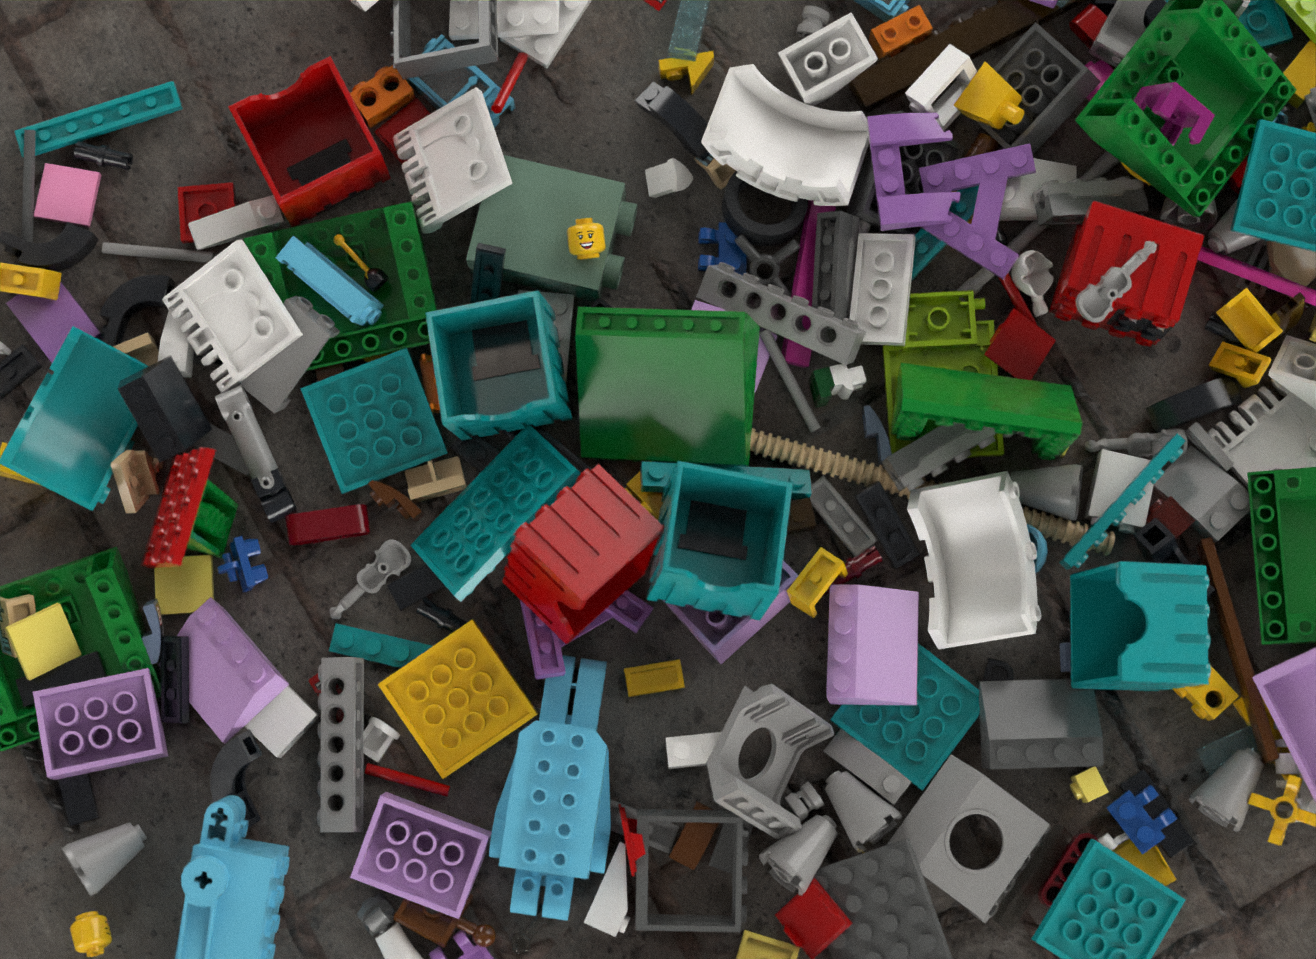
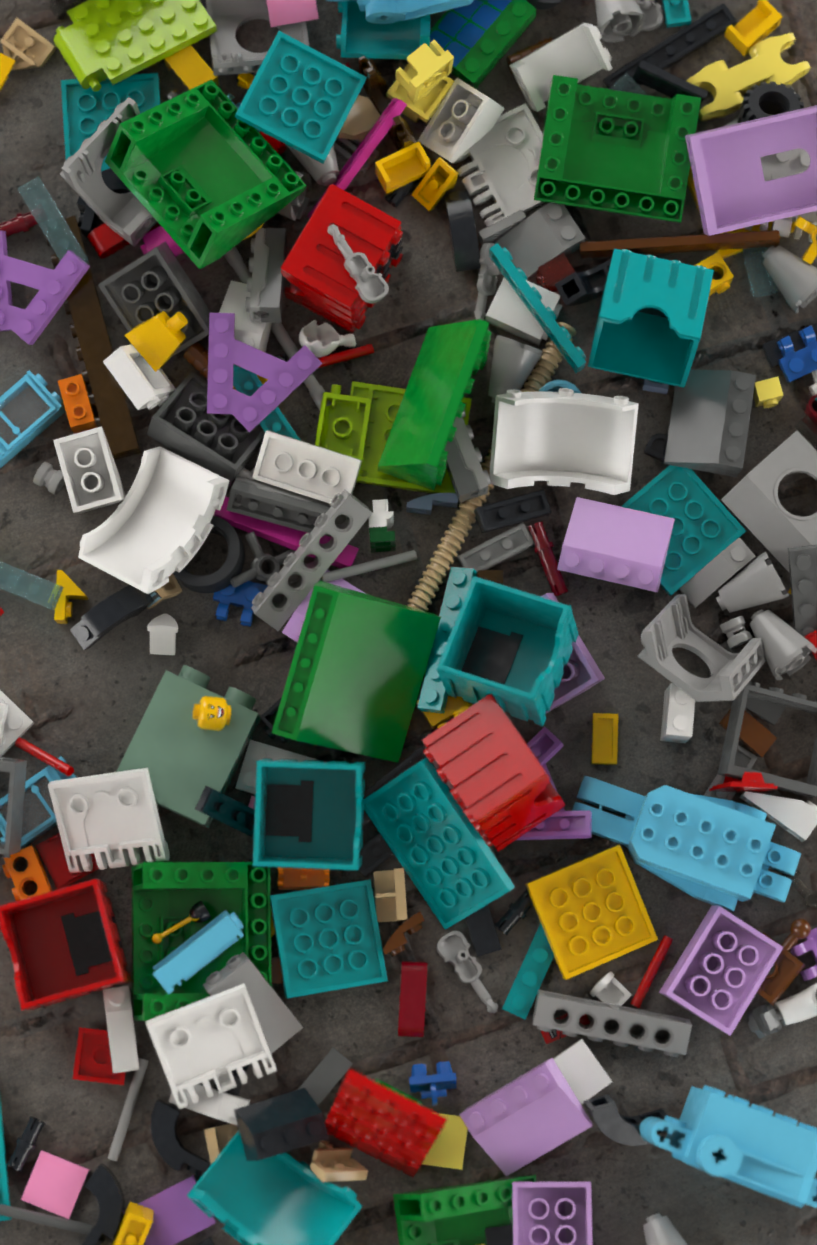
camera: 80 degrees left, 0 degrees up
(152, 638) = (482, 1173): sand blue slope -> none
(175, 679) = (525, 1161): black tile -> none
(256, 454) = (336, 1050): light grey piece -> none
(815, 581) = (552, 579): yellow panel -> none
(894, 207) = (176, 436): medium lavender wedge -> none
(1019, 346) = (381, 364): red piece -> none
(1177, 109) = (212, 182): magenta panel -> none

